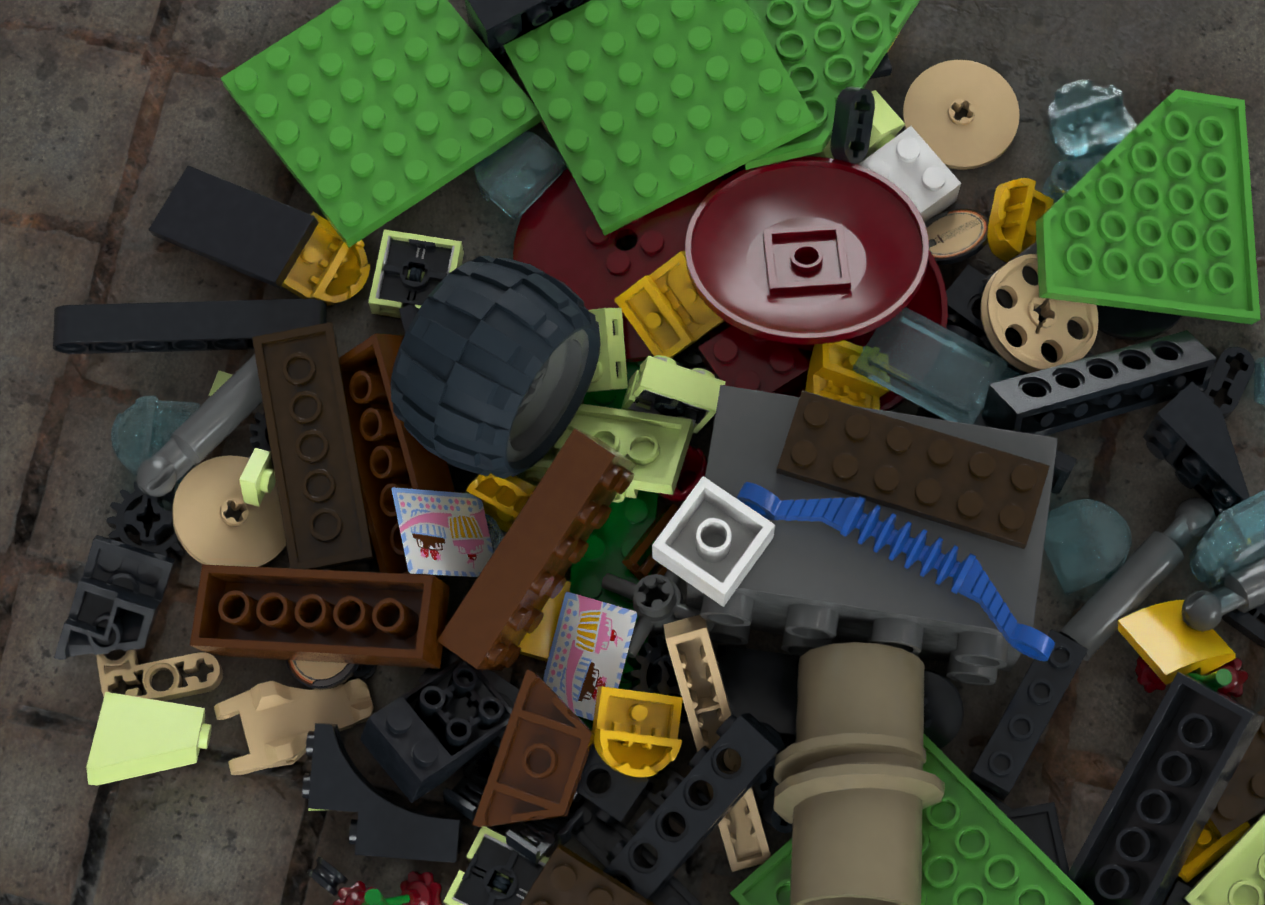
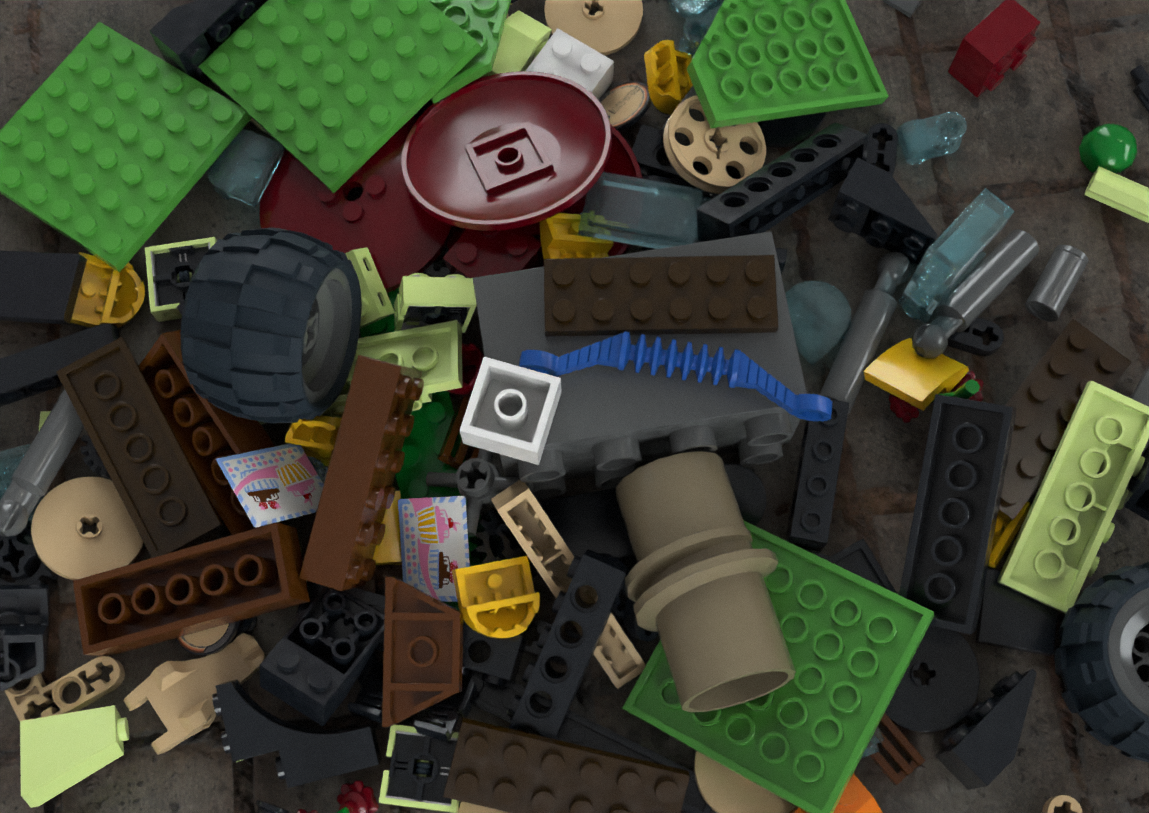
camera: 20 degrees left, 0 degrees up
(257, 477) = (99, 490): yellowish green plate -> none
(667, 309) = (407, 235): yellow slope -> none
(852, 124) = (510, 39): black beam -> none

